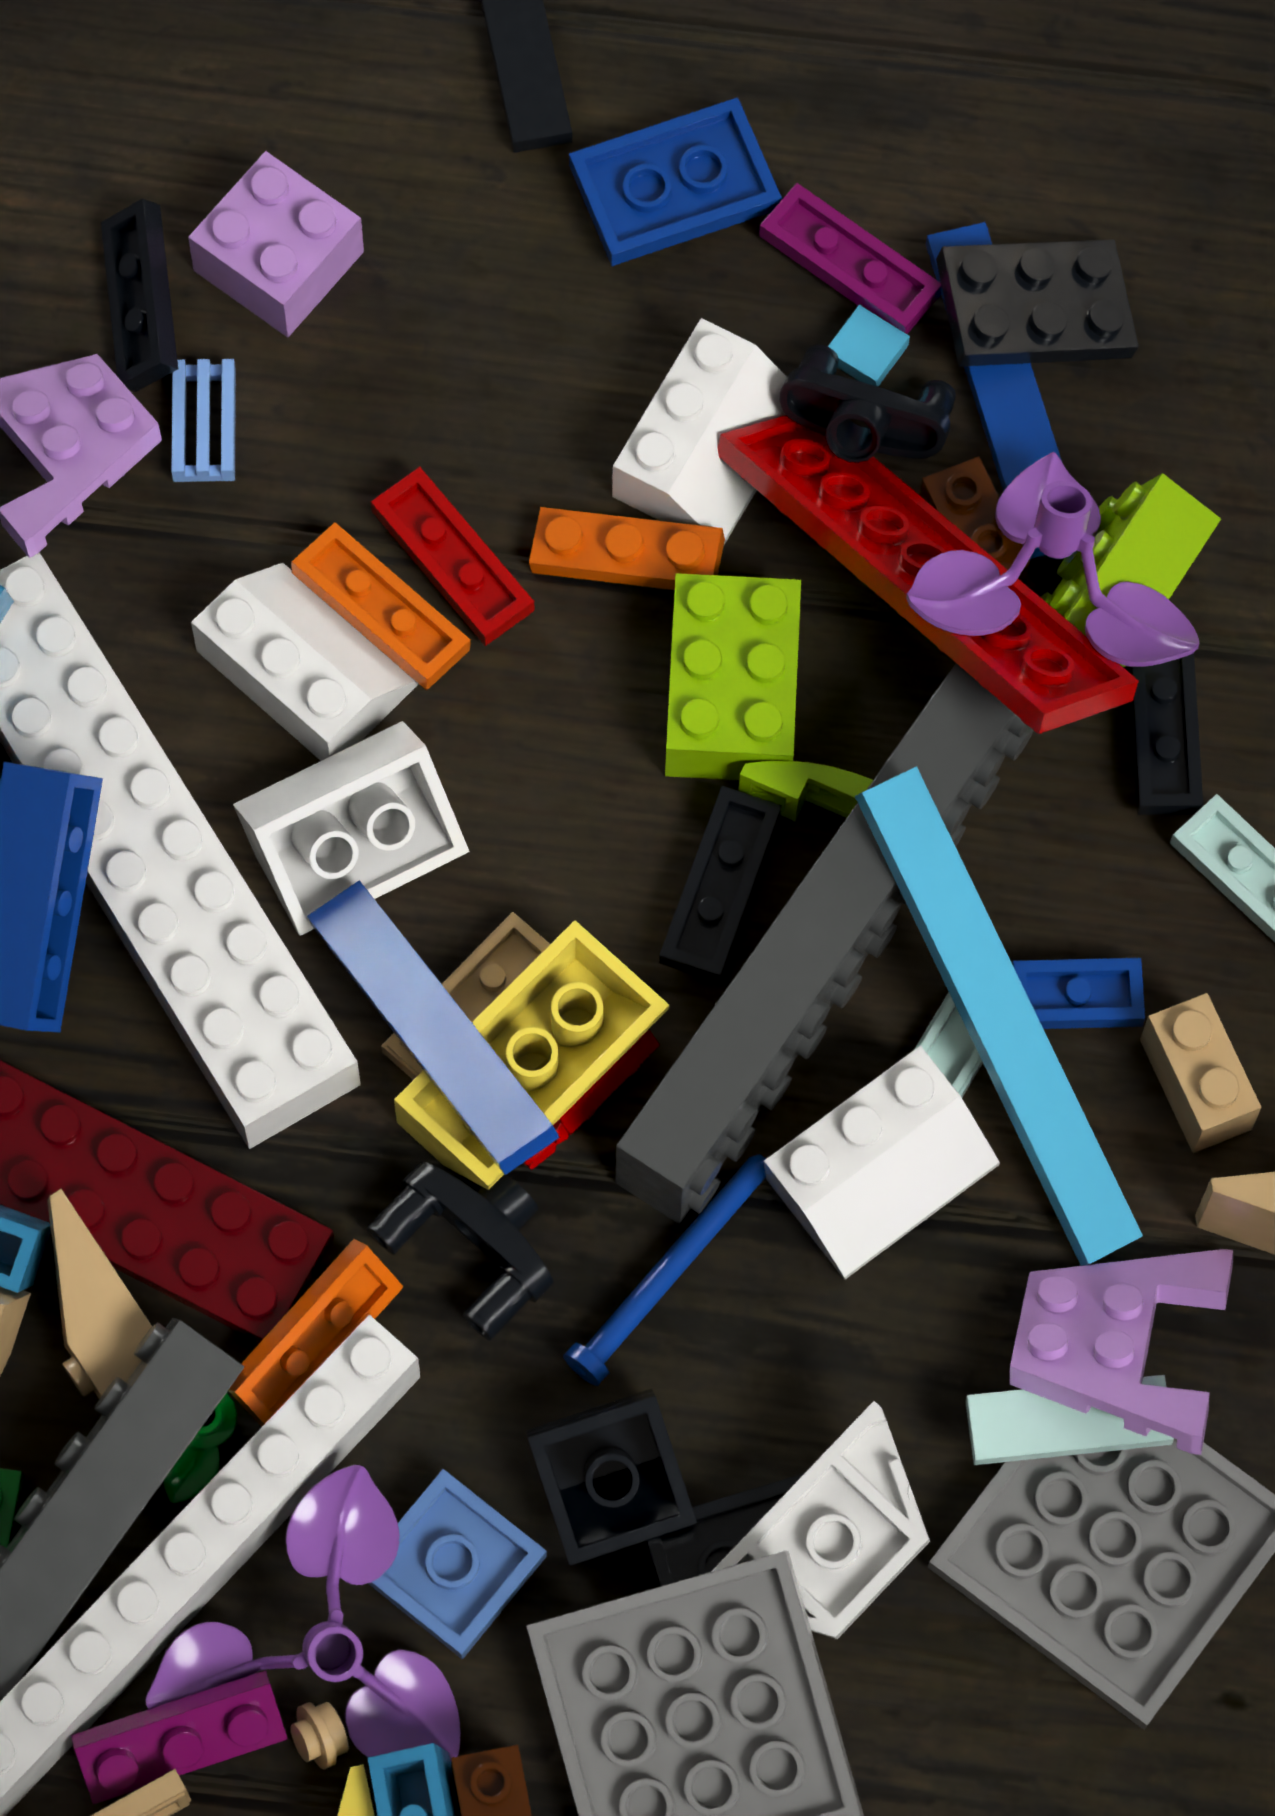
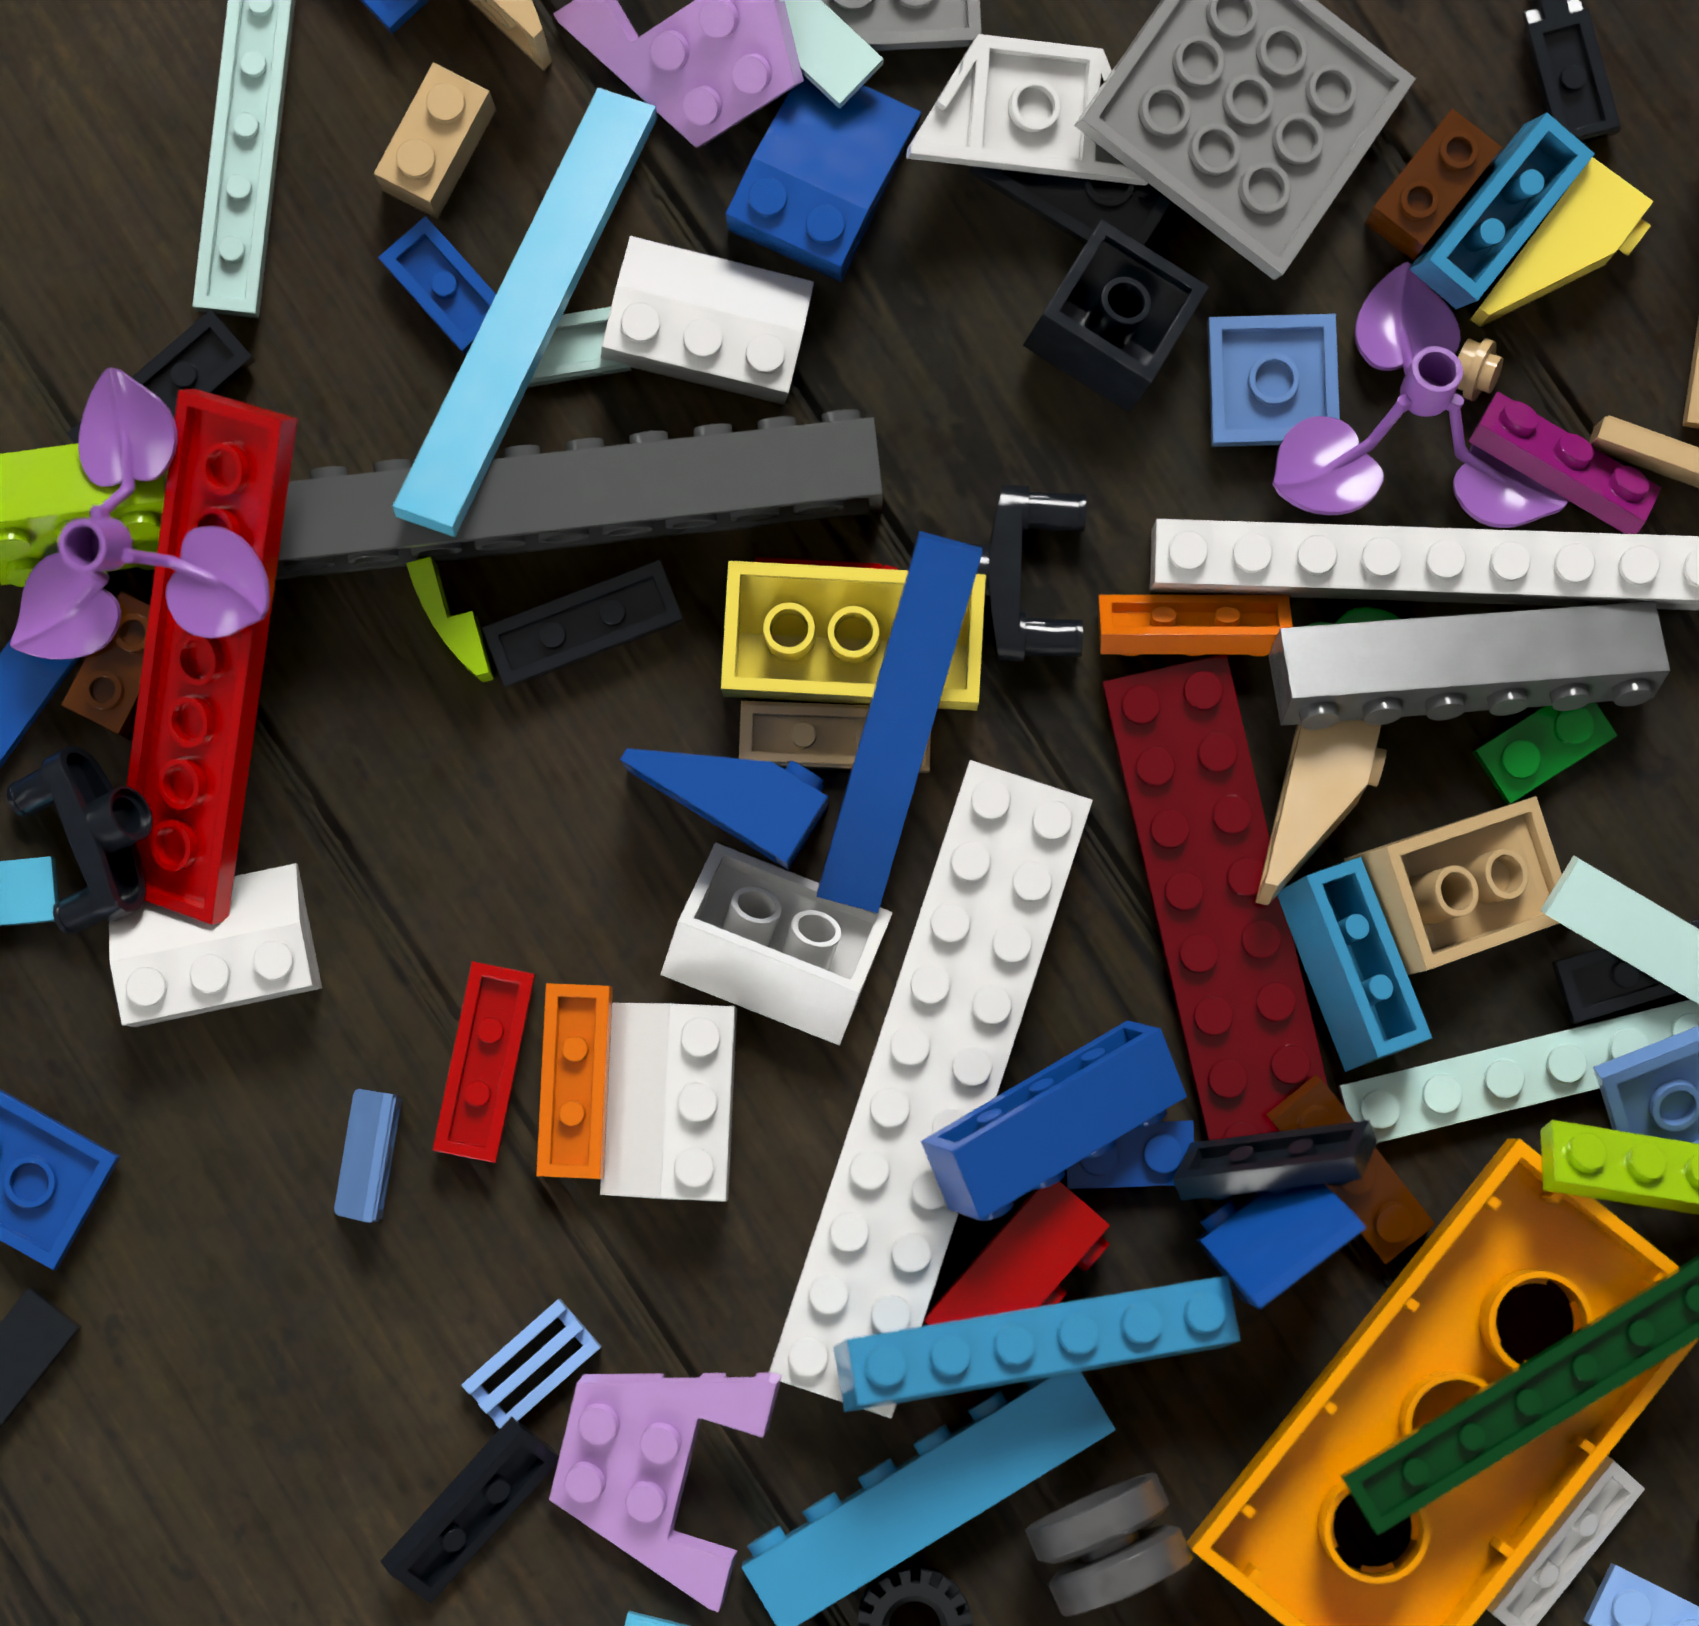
camera: 125 degrees left, 15 degrees up
(276, 244) = (333, 1436): lavender brick -> none
(456, 428) = (368, 1155): none -> medium blue slope
(480, 873) = (749, 799): none -> blue slope
(590, 1359) = (932, 412): blue bar -> none
(622, 548) = (364, 929): orange plate -> none
(732, 674) = (405, 752): lime brick -> none
(921, 1346) = (821, 176): none -> blue slope

